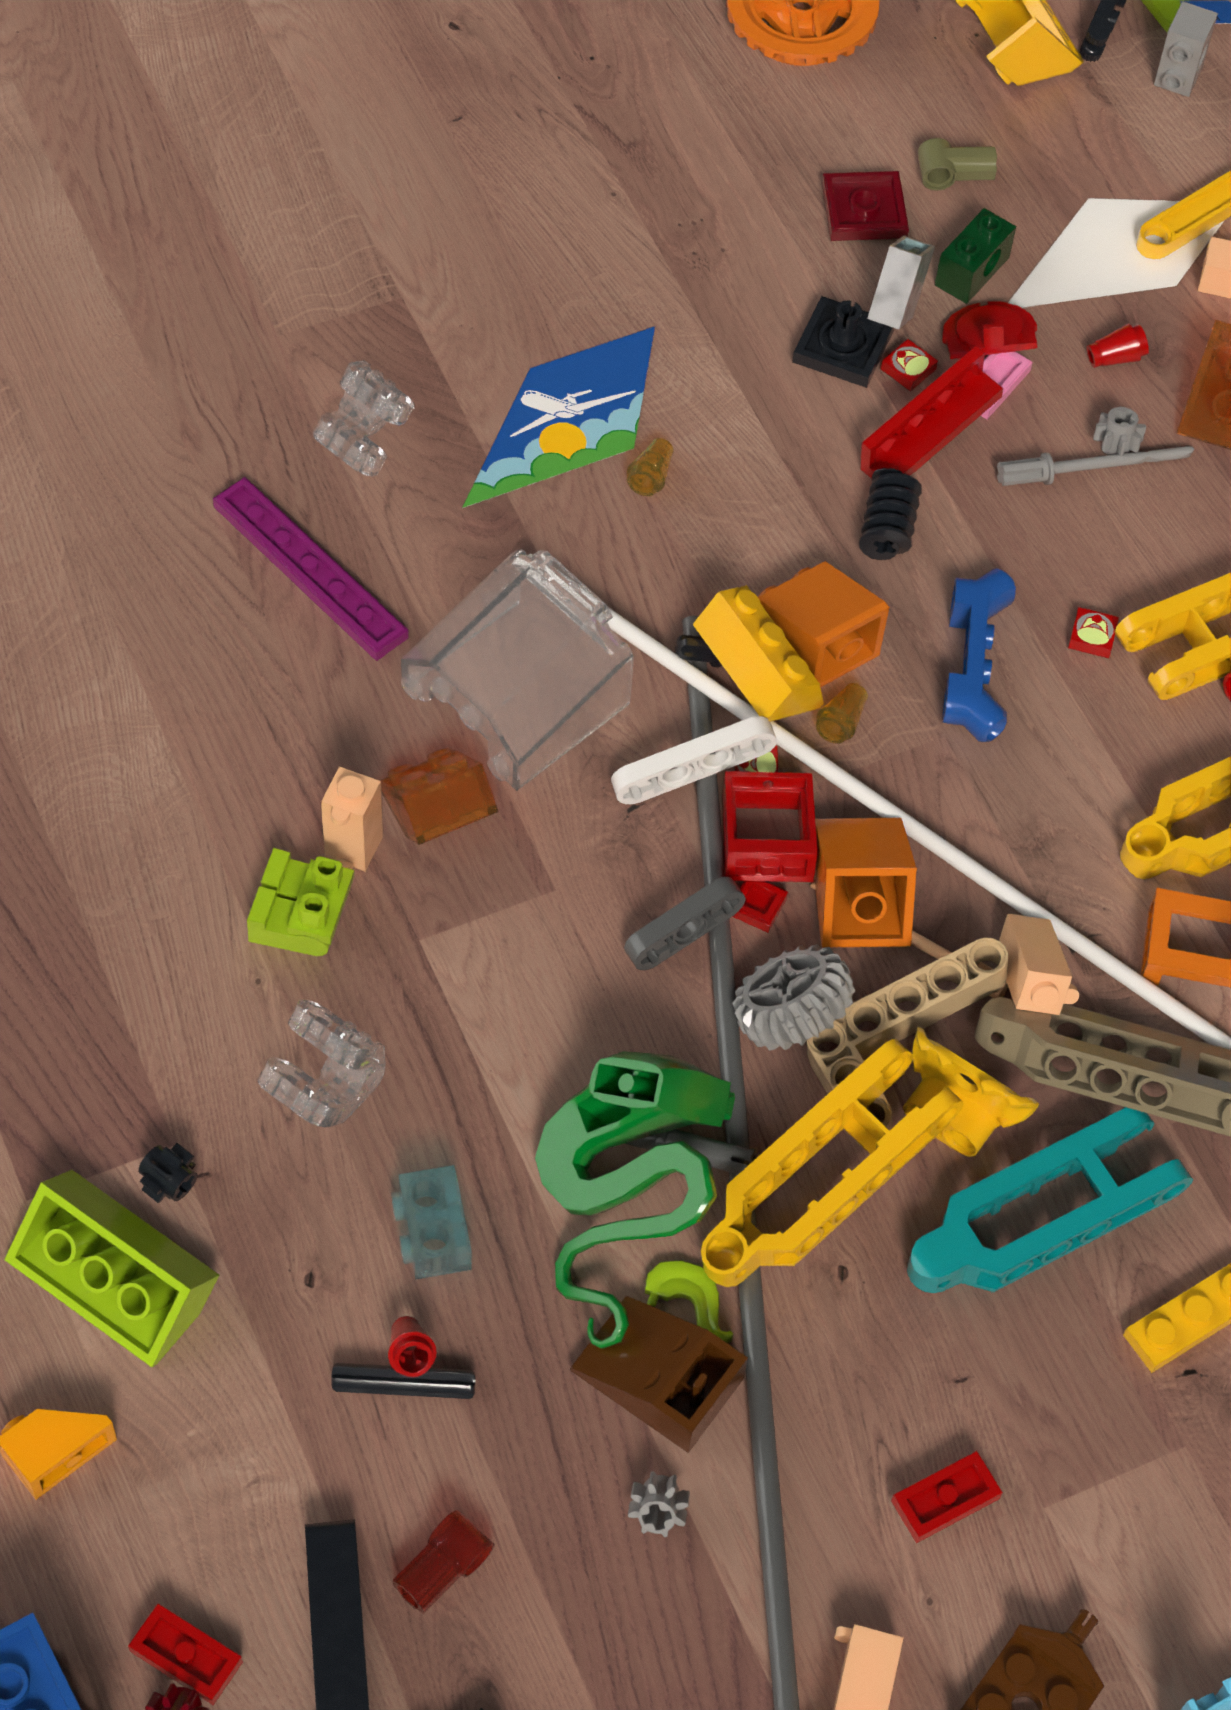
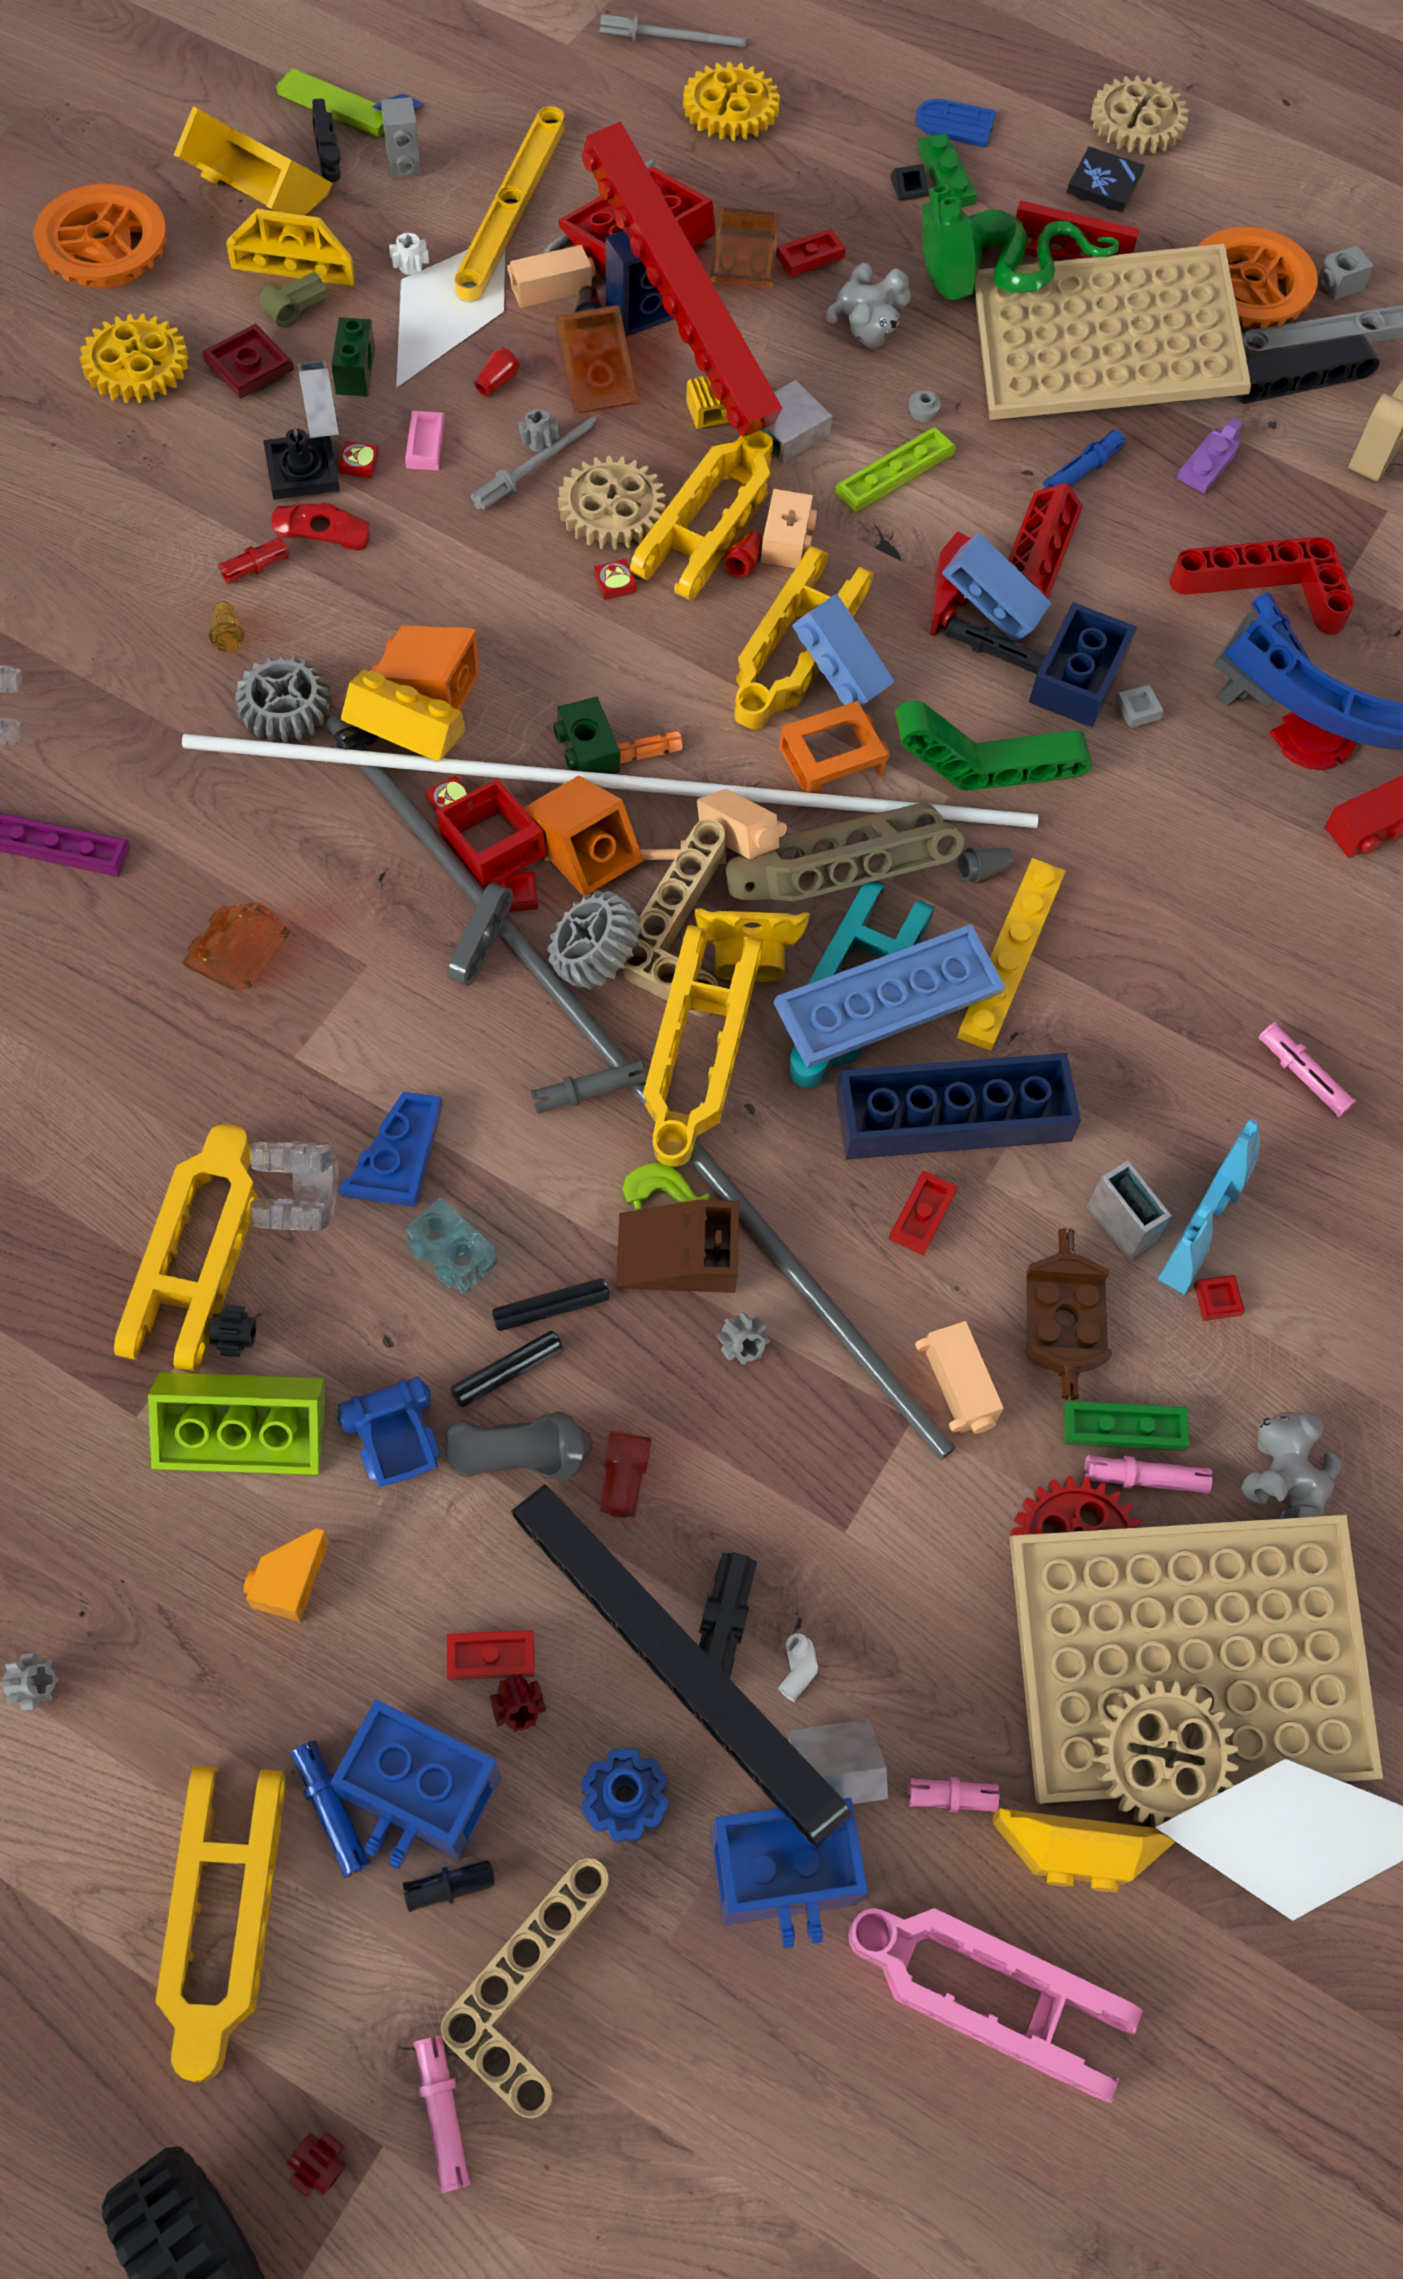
camera: 35 degrees left, 5 degrees up
(171, 1123) = (223, 1155): none -> yellow piece
(247, 1369) = (392, 1431): none -> blue piece
(299, 903) = (191, 1081): lime hips -> none
(352, 819) = (190, 997): light nougat brick -> none
(383, 1481) = (548, 1446): none -> dark grey hair
(410, 1348) = (499, 1341): red cone -> none
(446, 1102) = (399, 1156): none -> blue wing
(493, 1344) = (550, 1304): none -> black axle
(525, 664) = (236, 812): clear windscreen -> none
(568, 416) = (135, 623): sticker -> none
(627, 1101) = (533, 1078): green hips -> none
(650, 584) = (285, 710): none -> light grey gear
(693, 760) = (406, 816): white beam -> none
(727, 414) = (253, 560): none -> red pin
(751, 146) = (134, 358): none -> yellow gear
(841, 431) = (343, 529): none -> red piece
(841, 715) = (485, 730): clear yellow cone -> none
(890, 514) = (421, 569): black piece -> none
(932, 418) = (404, 491): red fence -> none
(947, 764) = (588, 722): none -> dark green brick
(964, 697) = (560, 669): blue plate -> none
(986, 110) = (289, 248): none -> yellow wedge
(991, 327) = (398, 405): red piece -> none
(1002, 829) = (650, 746): none -> orange axle
(1062, 1406) = (957, 1105): none -> dark blue brick
(1066, 1241) = (888, 995): none -> medium blue plate
(1112, 175) = (409, 253): none -> white gear
(1145, 548) = (611, 502): none -> tan gear
(1171, 1637) = (1128, 1210): none -> flat silver piece

